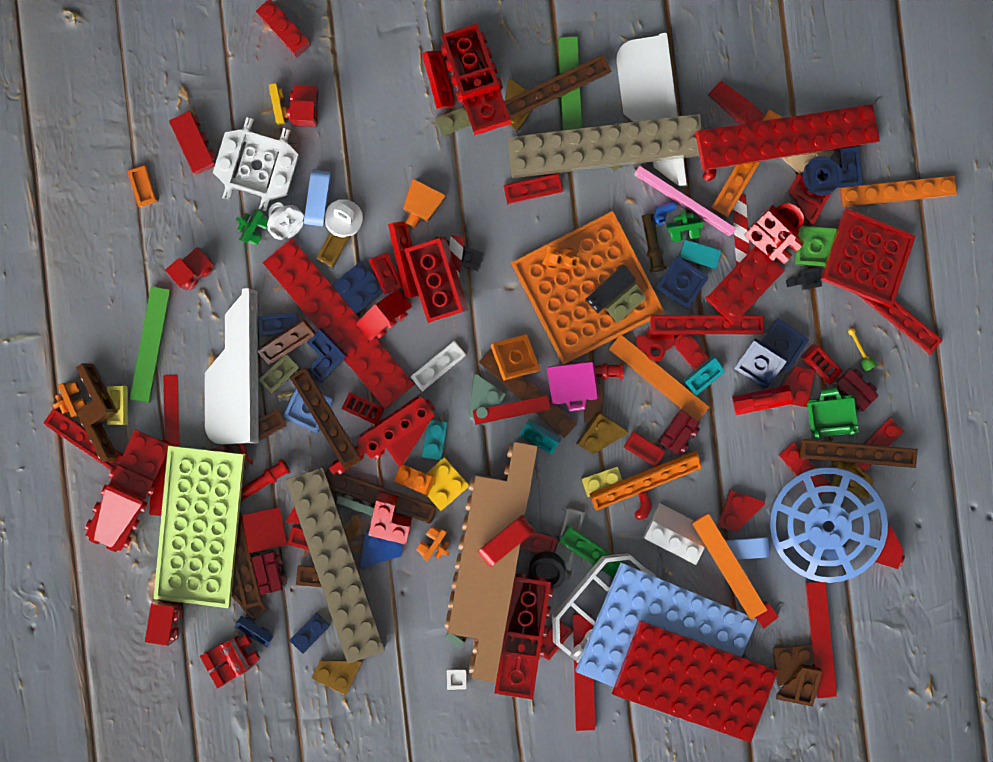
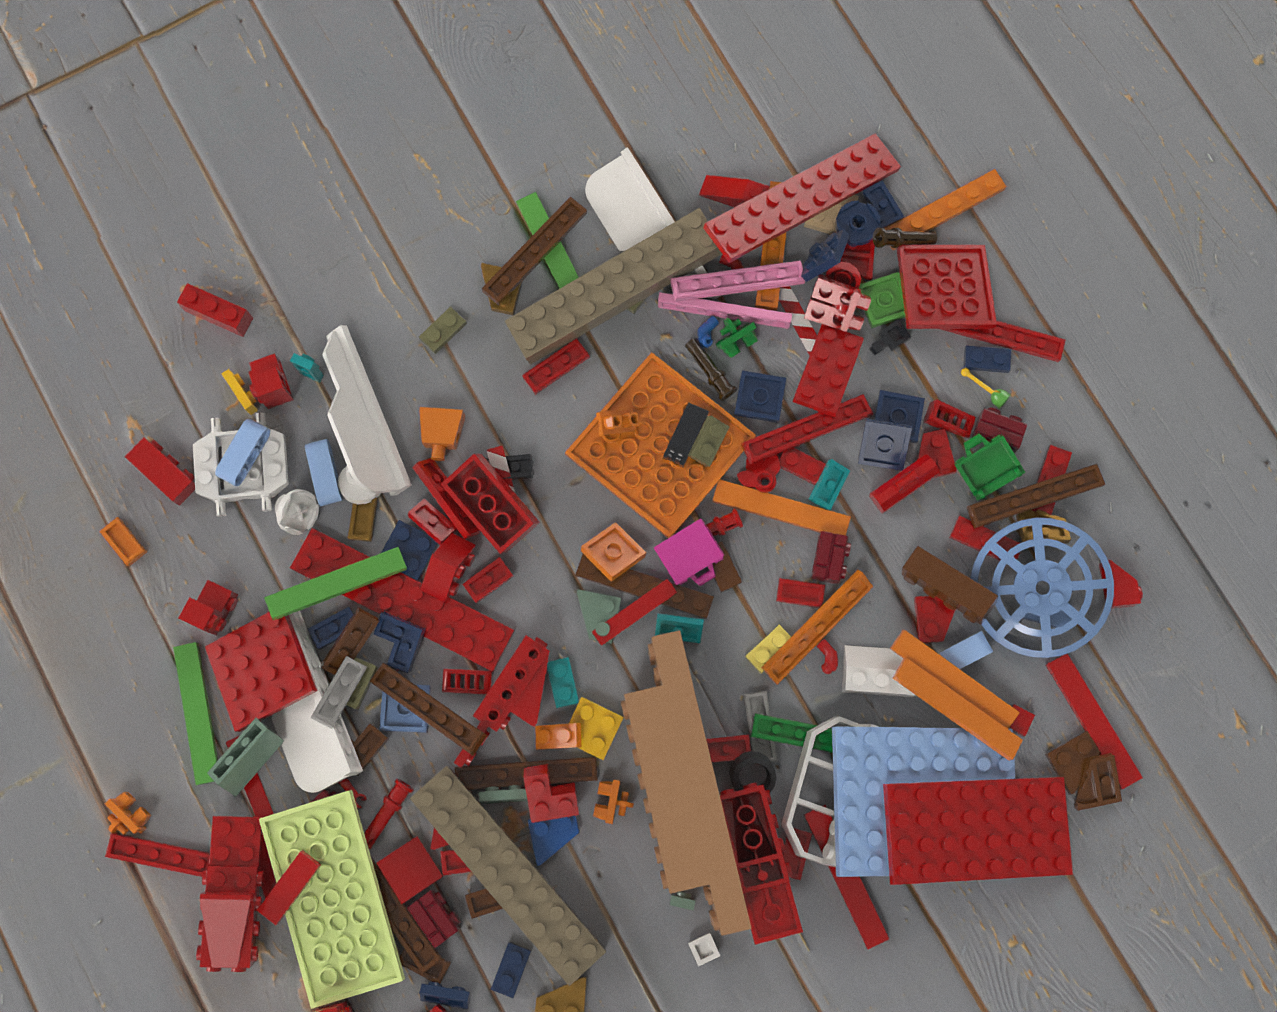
camera: 15 degrees left, 10 degrees down
(97, 412) = (162, 816): reddish brown bracket -> none
(119, 396) = (184, 798): light yellow plate -> none
(171, 506) = (289, 887): none -> red tile
(175, 395) = (245, 757): none -> sand green brick
(211, 332) = (260, 669): none -> red plate
(256, 219) = (263, 544): green hips -> none
(261, 157) = (242, 452): none -> light blue beam
(263, 377) = (338, 692): none -> light grey tile
(293, 292) = (335, 583): none -> bright green tile
(338, 108) = (306, 366): none -> teal plate
(362, 169) = (360, 422): none -> white piece
(410, 337) = (488, 580): none -> red plate
(438, 79) = (405, 295): red plate -> none
(438, 366) = (532, 599): white tile -> none
(475, 78) = (443, 273): red wedge -> none
(506, 541) = (691, 753): red beam -> none
(600, 433) = (744, 596): pearl gold wing -> none
(700, 254) = (766, 359): teal tile -> none
(705, 183) = (737, 281): none -> bright pink tile
(721, 588) = (957, 709): none -> orange tile
(759, 493) = (949, 585): none -> reddish brown brick
(783, 192) = (825, 255): none -> dark blue plate
(847, 202) = (897, 237): none -> dark brown pin
(874, 328) = (987, 359): none -> dark blue plate

